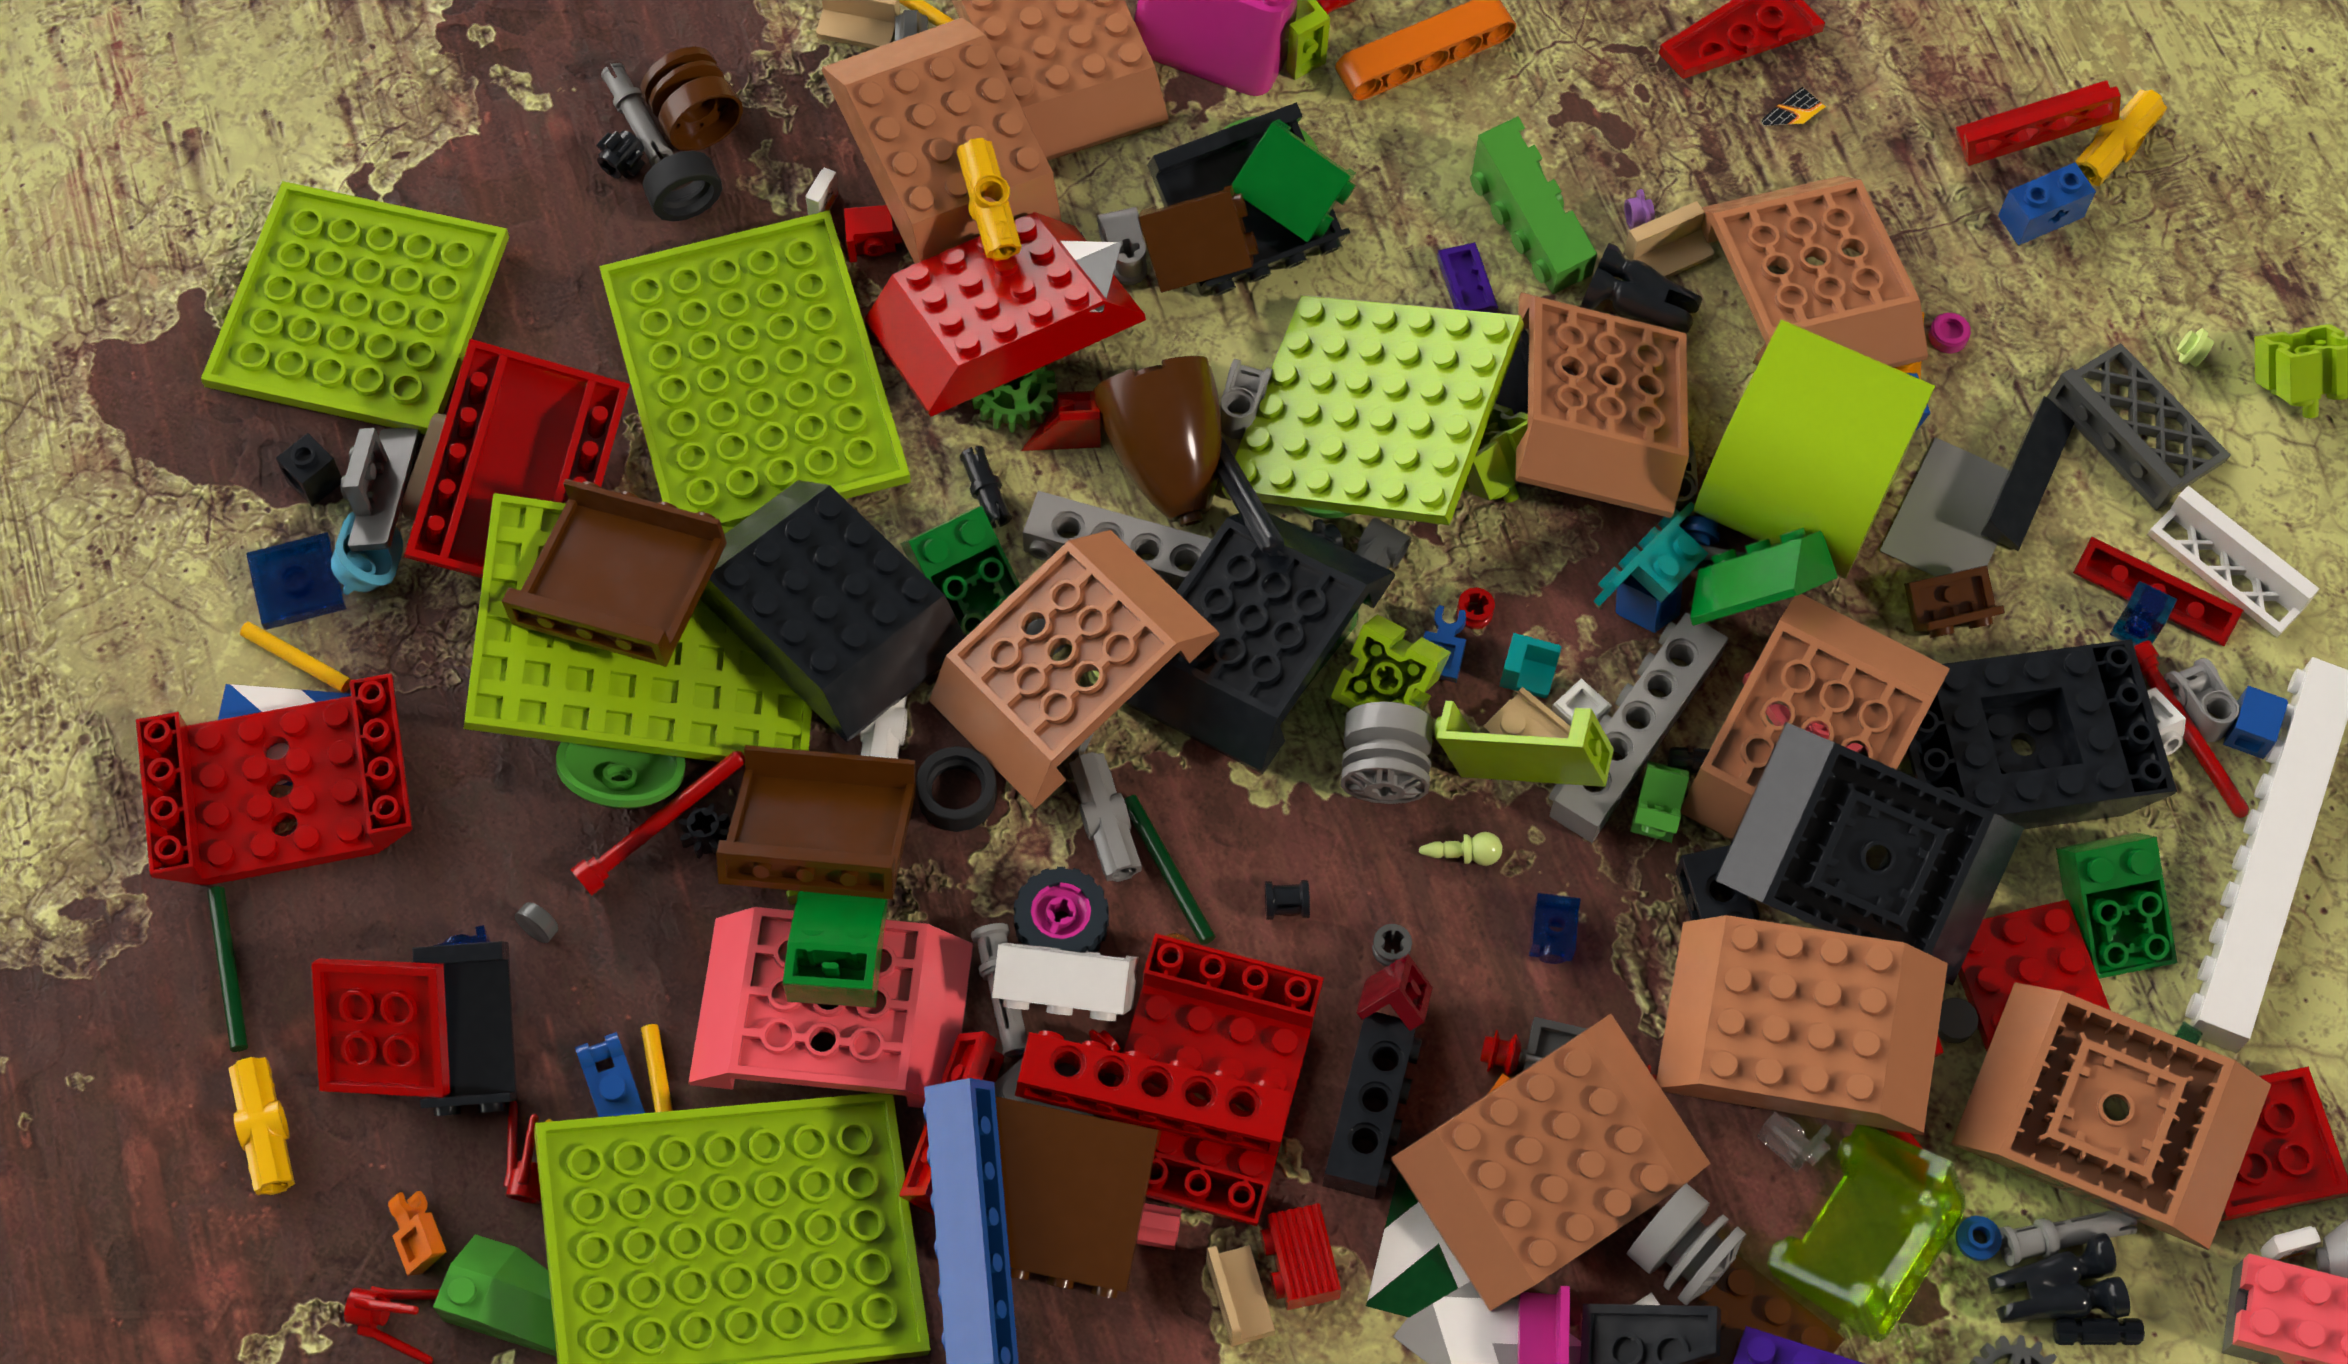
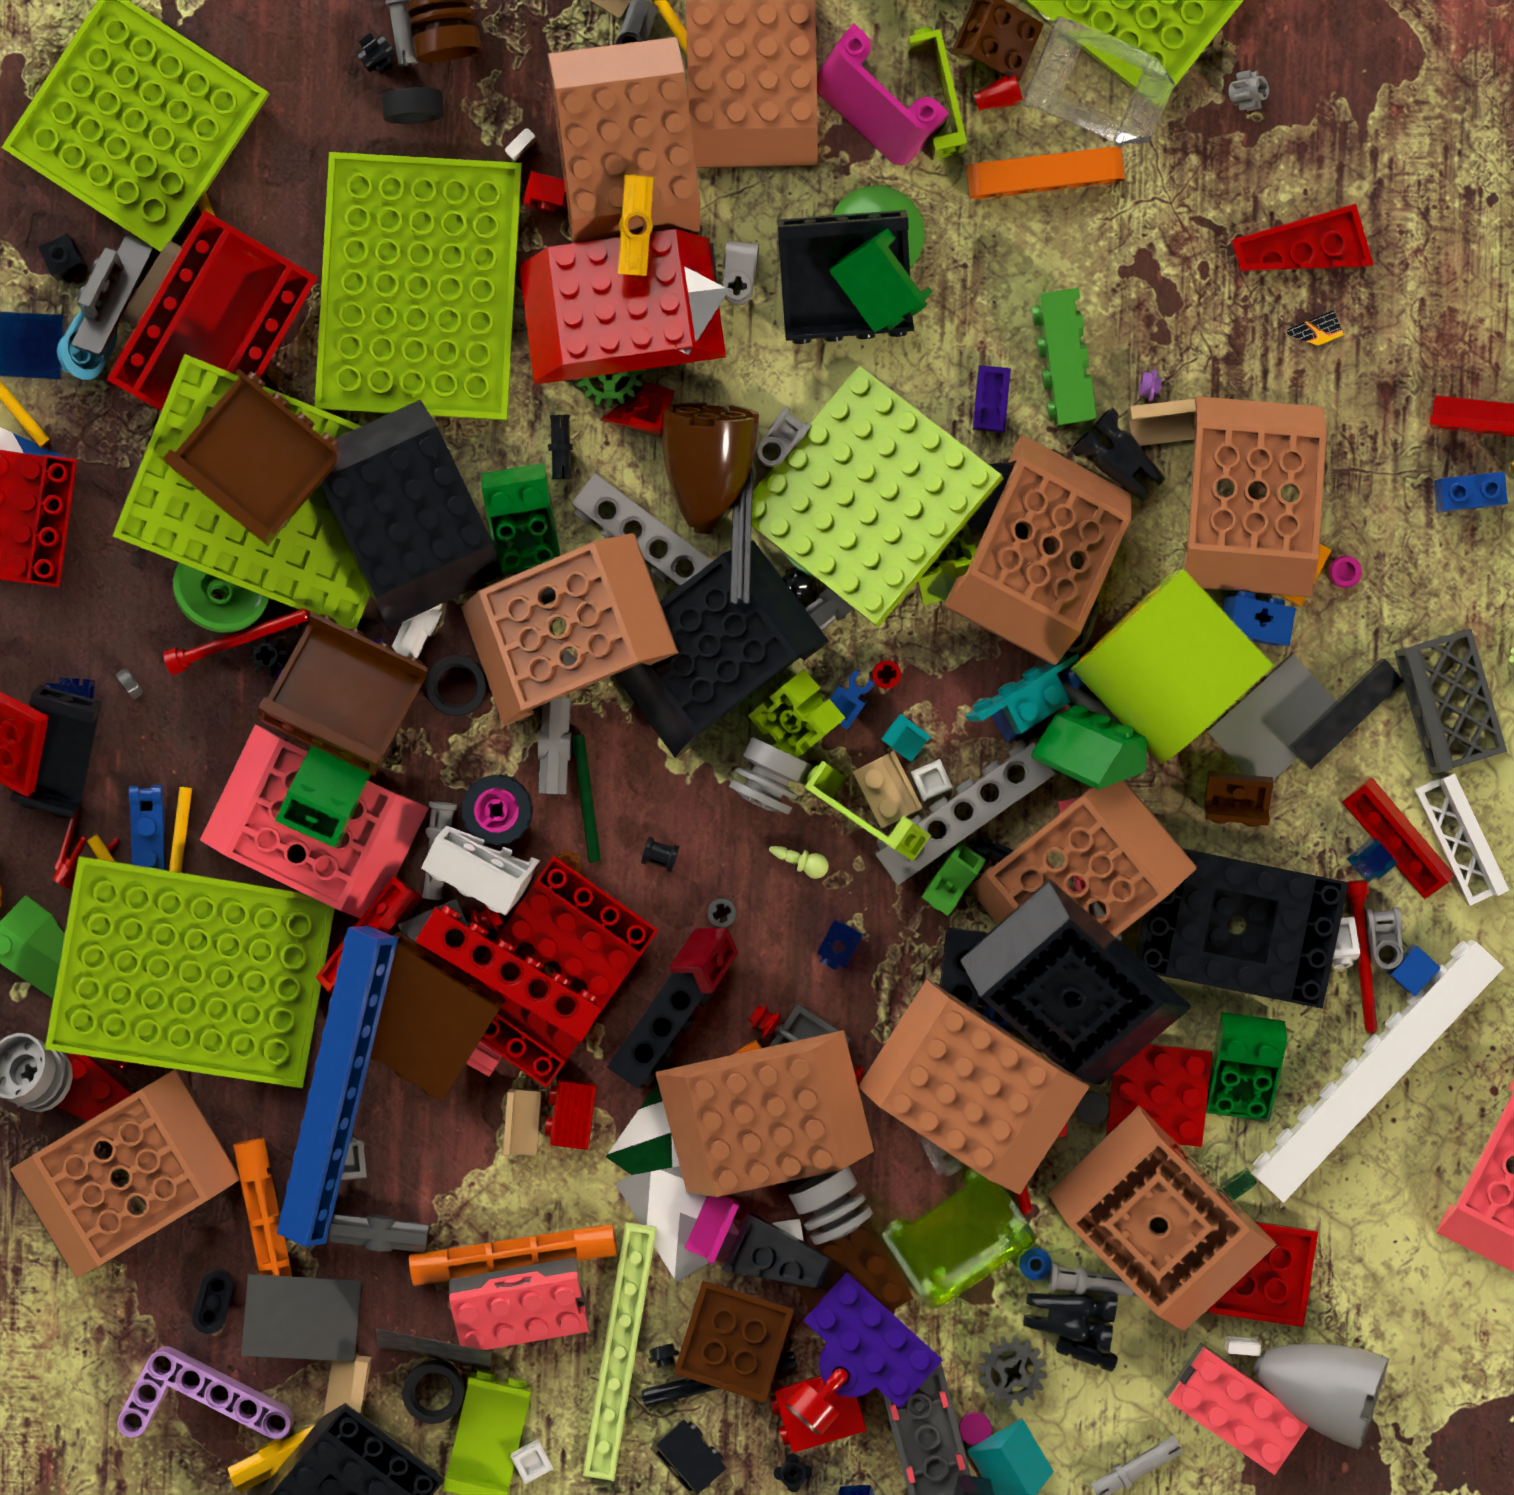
camera: 25 degrees right, 25 degrees up
(1198, 239) = (791, 303): reddish brown panel -> none

